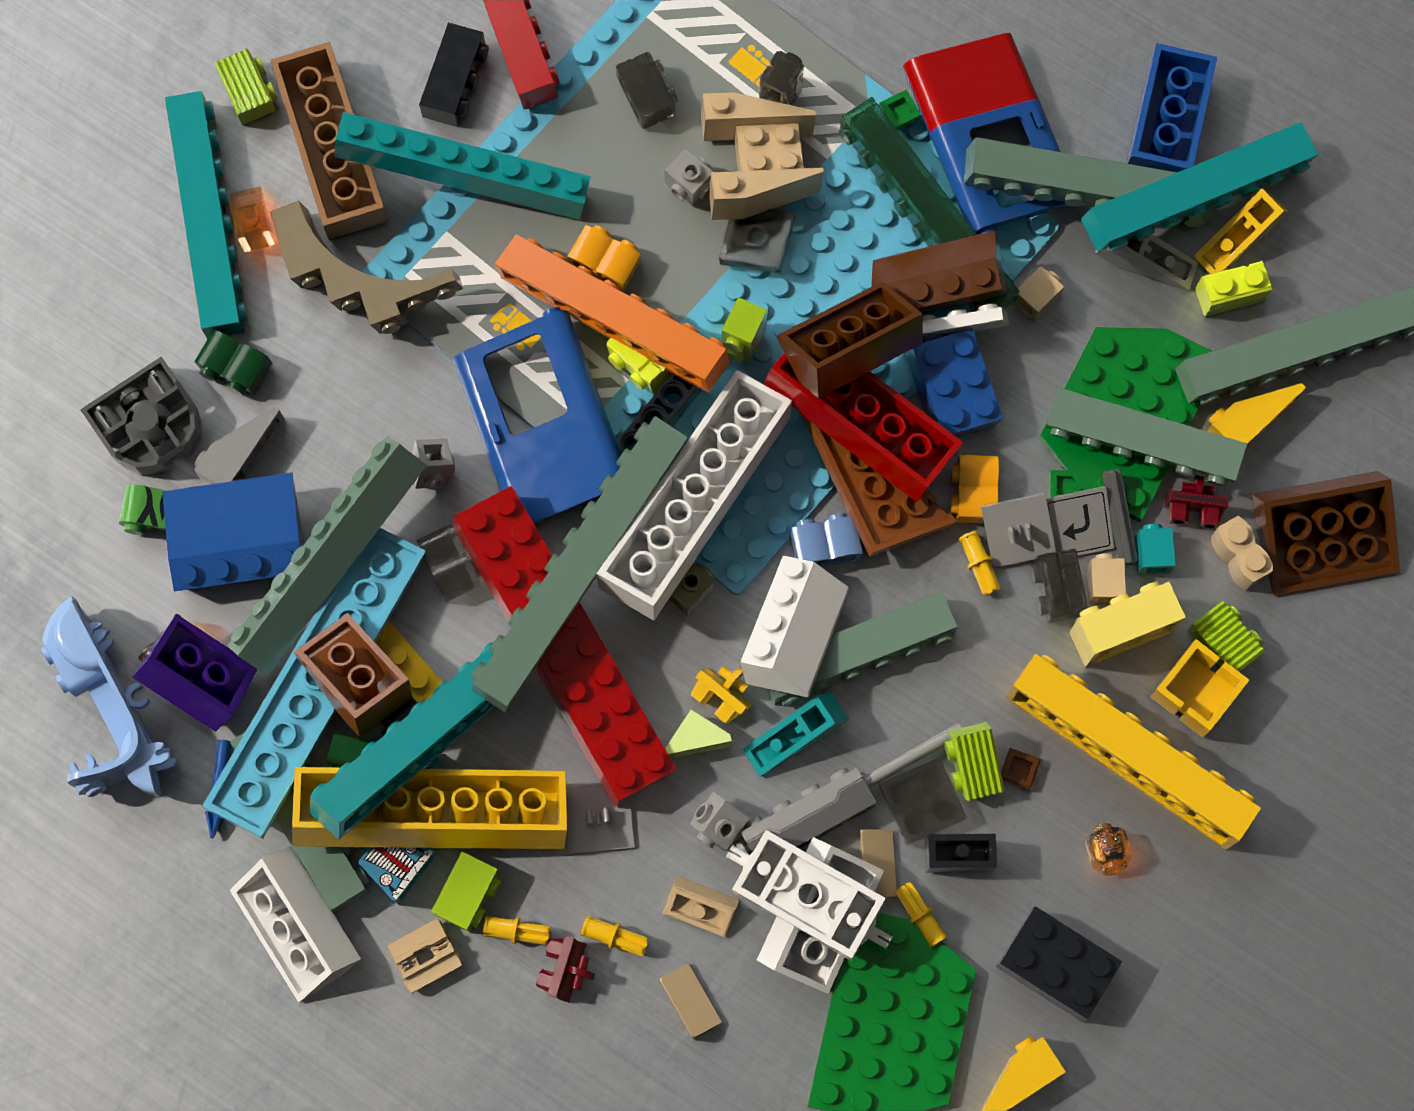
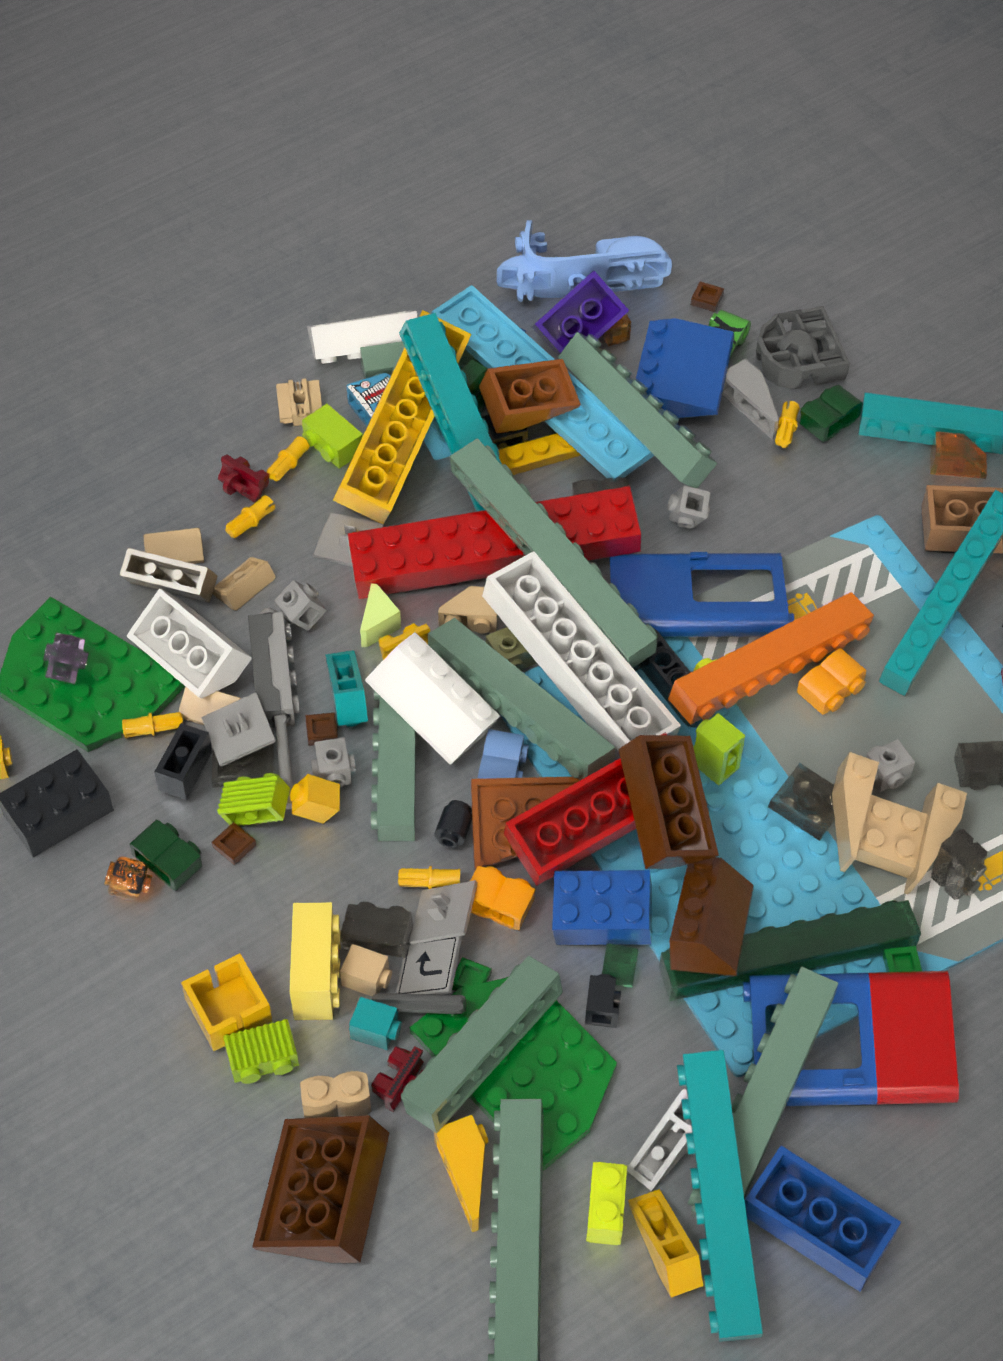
camera: 110 degrees right, 20 degrees down
(89, 554) = (707, 296): none -> reddish brown tile
(258, 405) = (787, 424): none -> yellow axle
(384, 299) = (873, 495): dark tan arch -> none
(649, 642) = (470, 610): none -> tan slope
(737, 981) = (168, 574): none -> dark tan brick
(757, 544) = (522, 701): none -> sand green brick
(841, 915) = (174, 635): white brick -> none
(852, 741) = (321, 727): none -> reddish brown tile
(891, 711) = (333, 761): none -> light grey brick
(898, 1030) = (65, 657): none -> clear purple brick
(902, 813) = (238, 729): none -> light grey piece
(914, 561) = (454, 824): none -> black brick
(947, 702) = (315, 798): none -> yellow brick
(987, 317) = (659, 923): white plate -> none
(998, 358) = (621, 963): none -> clear green slope
(1039, 293) = (670, 1021): tan brick -> none
(1042, 359) = (602, 1001): none -> black brick
(1065, 824) = (167, 854): none -> dark green brick
(1133, 751) = (196, 920): yellow brick -> none

